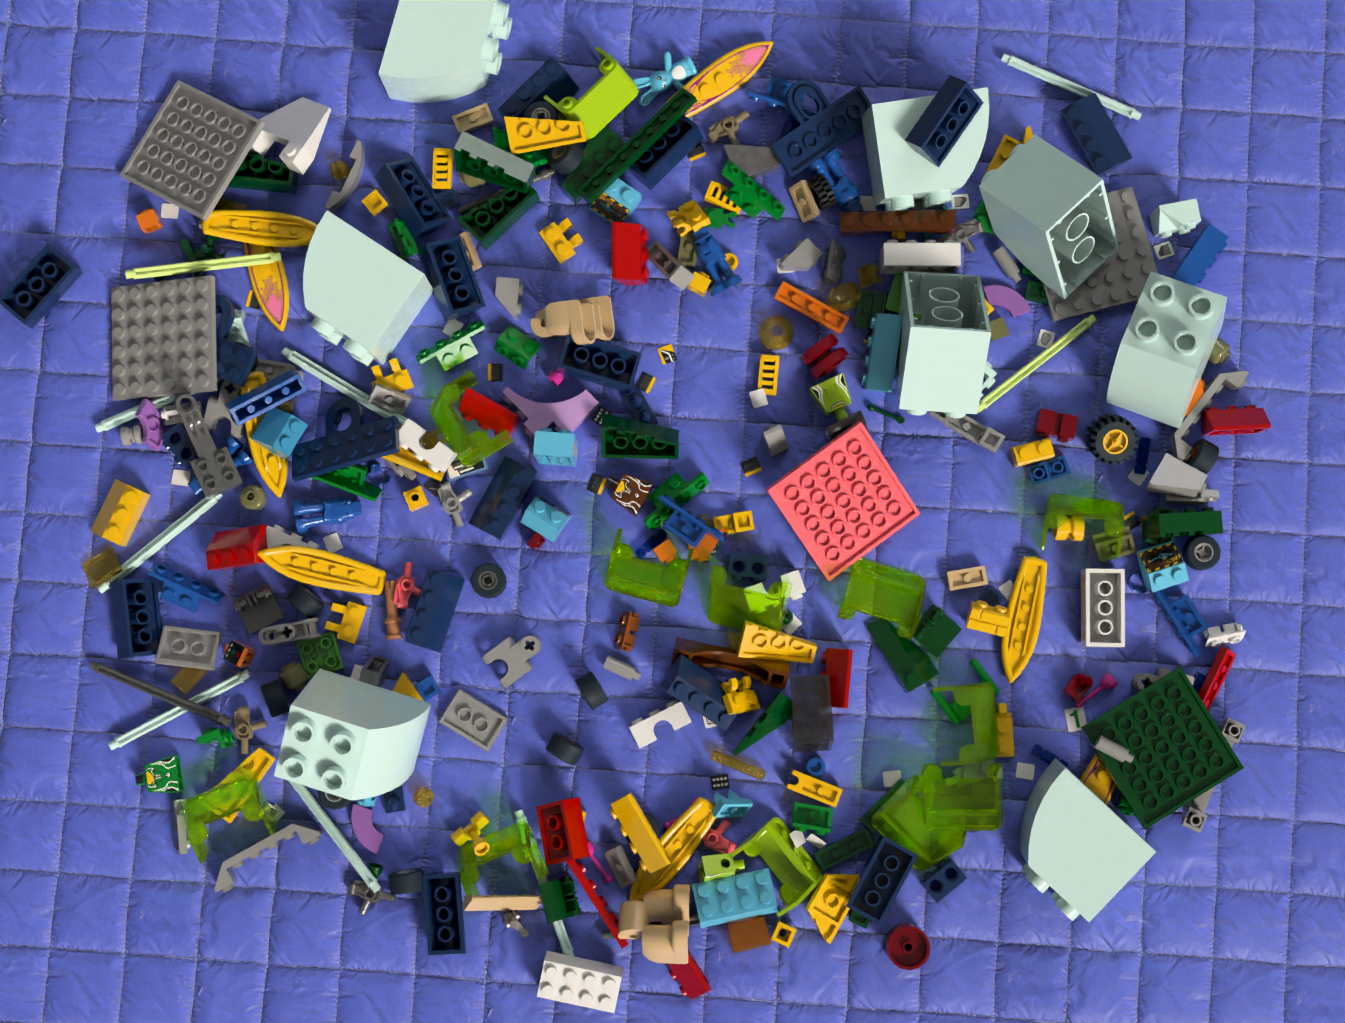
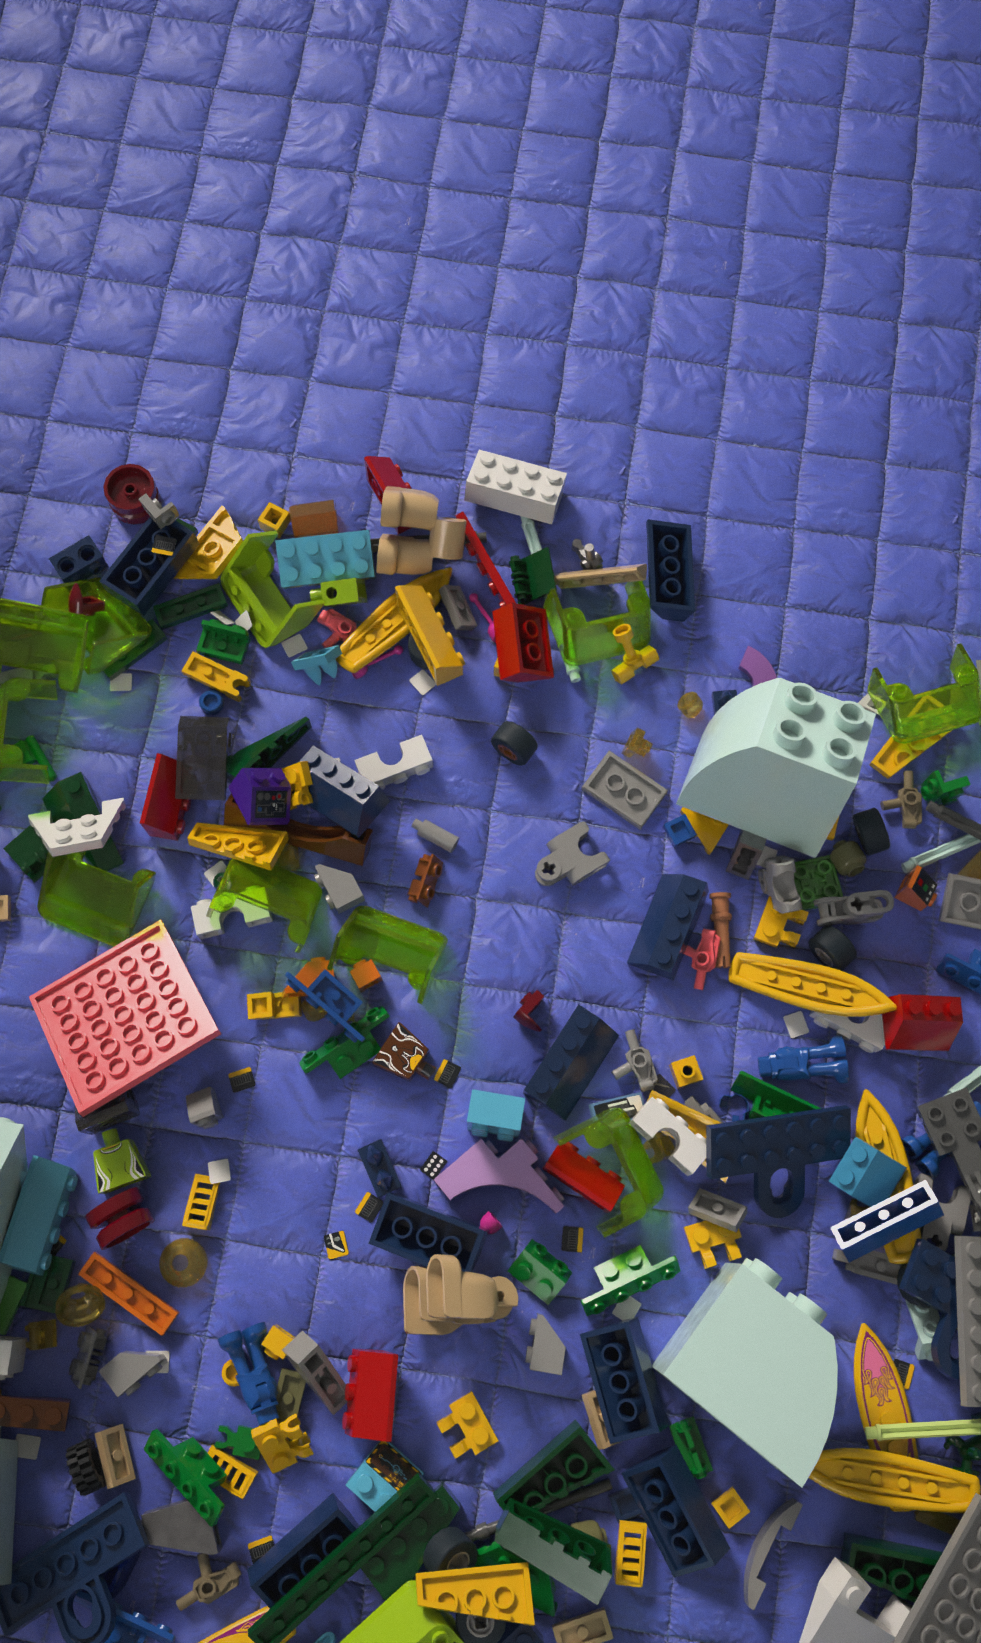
camera: 175 degrees left, 10 degrees down
(226, 875) = (834, 676): light grey slope -> none
(257, 502) = (897, 1096): olive head -> none
(258, 608) = (892, 947): dark grey hinge -> none
(337, 836) = (780, 644): light aqua piece -> none
(339, 169) = (779, 1565): clear yellow tile -> none
(339, 384) = (782, 1236): light aqua piece -> none
(348, 648) = (779, 884): none -> light grey piece
(361, 889) = (756, 602): flat silver piece -> none
(375, 869) = (751, 628): dark green hinge -> none
(406, 881) = (713, 609): black wheel -> none
(466, 758) = (636, 744): none -> clear yellow tile
(494, 584) = (592, 964): black wheel -> none
(545, 518) = (515, 1029): medium azure slope -> none
(591, 690) = (475, 808): black wheel -> none
(637, 439) = (386, 1124): dark green wedge -> none
(645, 800) = (422, 682): none -> white sticker
(651, 543) = (383, 988): clear blue axle -> none
(692, 619) = (341, 887): none -> light grey slope
(719, 782) = (329, 695): black sticker -> none
(738, 765) = (304, 710): clear yellow axle -> none
(748, 561) = (259, 953): dark blue brick -> none
(753, 823) = (294, 645): none -> white sticker
(759, 681) = (262, 795): none -> dark purple slope
(844, 190) = (53, 1469): blue piece -> none
(869, 891) = (164, 545): none -> black sticker
(880, 920) = (161, 515): none -> light grey bracket
(900, 420) = (35, 1126): dark green hinge -> none
(901, 638) = (77, 834): none -> white wing
(929, 838) = (83, 605): none -> dark red plate

